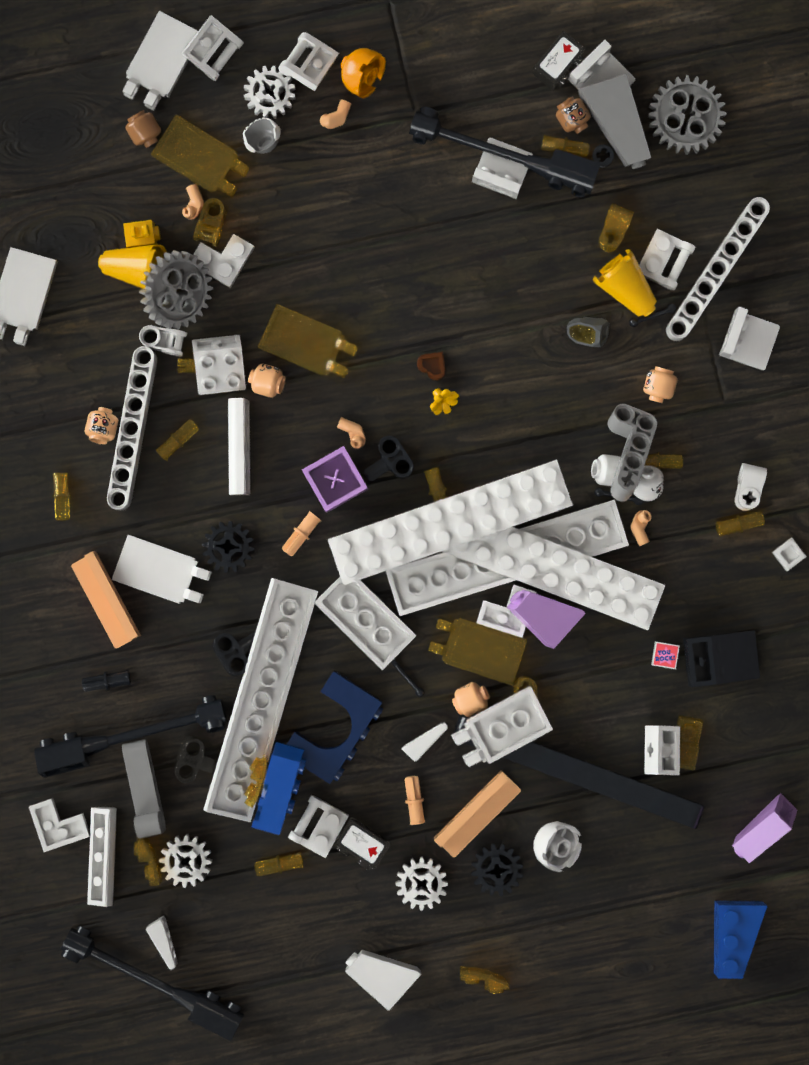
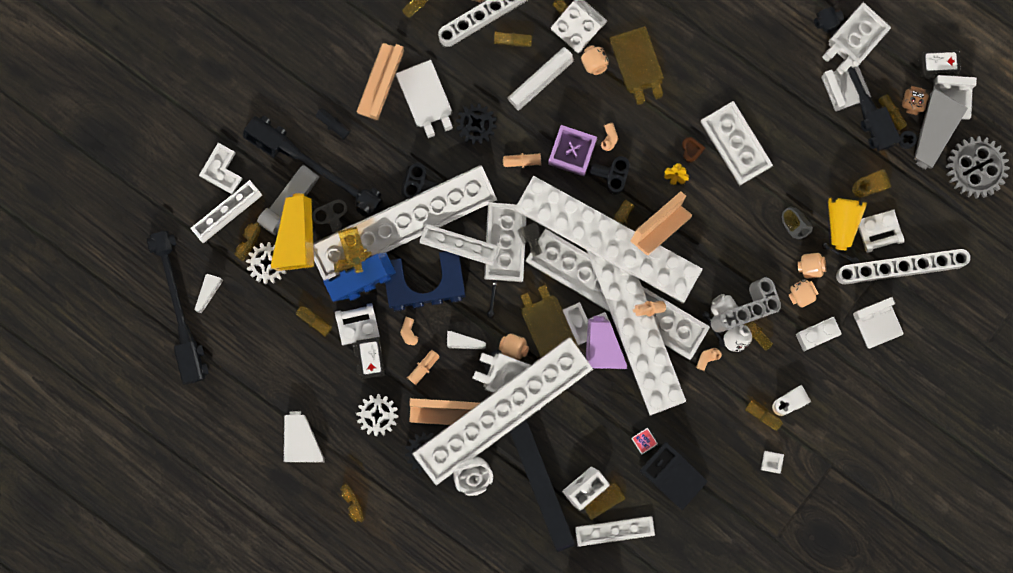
camera: 45 degrees right, 5 degrees down
(184, 814) = (295, 235): none -> yellow slope
(245, 772) = (352, 247): none -> clear yellow hinge
(330, 666) = (459, 244): none -> white tile
(369, 787) = (407, 333): none -> light nougat arm
(379, 591) = (530, 234): none -> clear smoke piece
(464, 318) = (736, 143): none -> white plate
(466, 116) = (856, 37): none -> white tile
(481, 460) = (661, 225): none -> light nougat panel
(524, 765) = (502, 411): none -> white plate
(549, 542) = (649, 308): none -> light nougat axle
(642, 352) = (812, 265): none -> light nougat head
(710, 404) = (818, 334): none -> white brick
(723, 757) = (615, 531): none -> white tile

